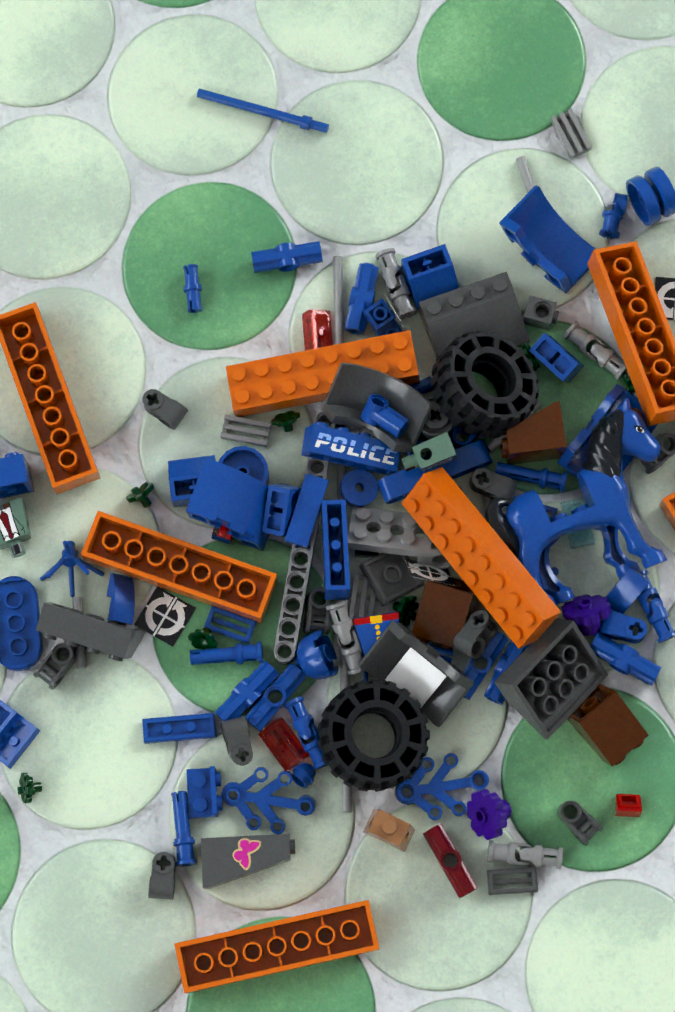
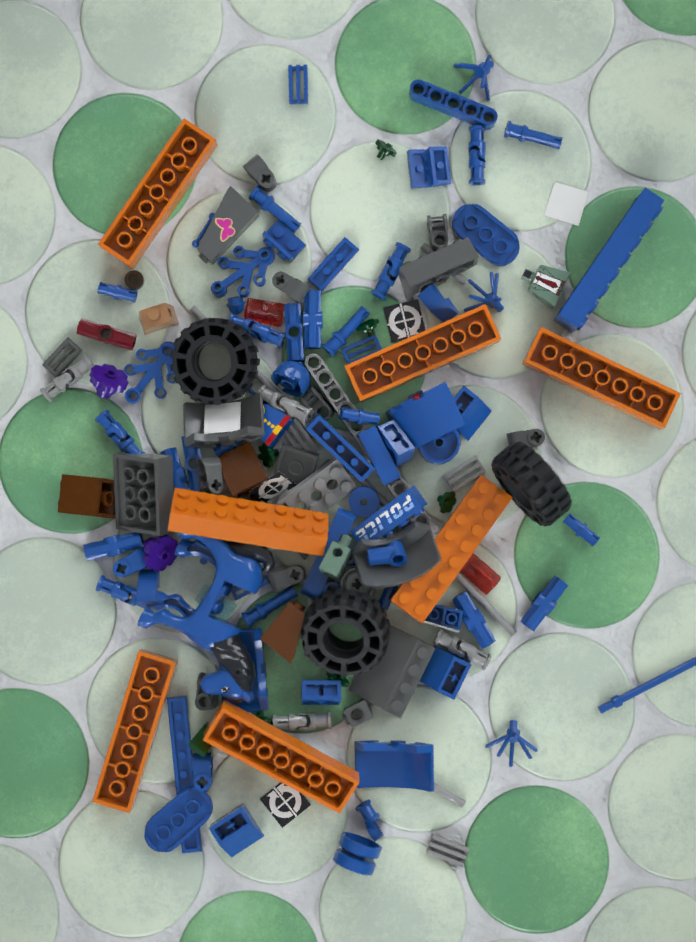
camera: 135 degrees right, 10 degrees up
(30, 945) = (298, 68): none -> blue tile
(120, 673) = (390, 269): none -> blue piece
(141, 494) = (488, 376): dark green plant -> none
(198, 357) = (531, 483): none -> black tyre
(246, 880) = (195, 243): none -> blue hinge
(290, 561) = (359, 416): none -> blue pin
(376, 890) = (134, 280): none -> dark brown tile
(402, 892) = (117, 292): none -> blue pin
(424, 173) = (512, 736): none -> blue plant
(525, 757) = (117, 433): none -> blue piece
(580, 822) = (52, 426): dark grey piece -> none
(628, 805) = (35, 463): red slope -> none

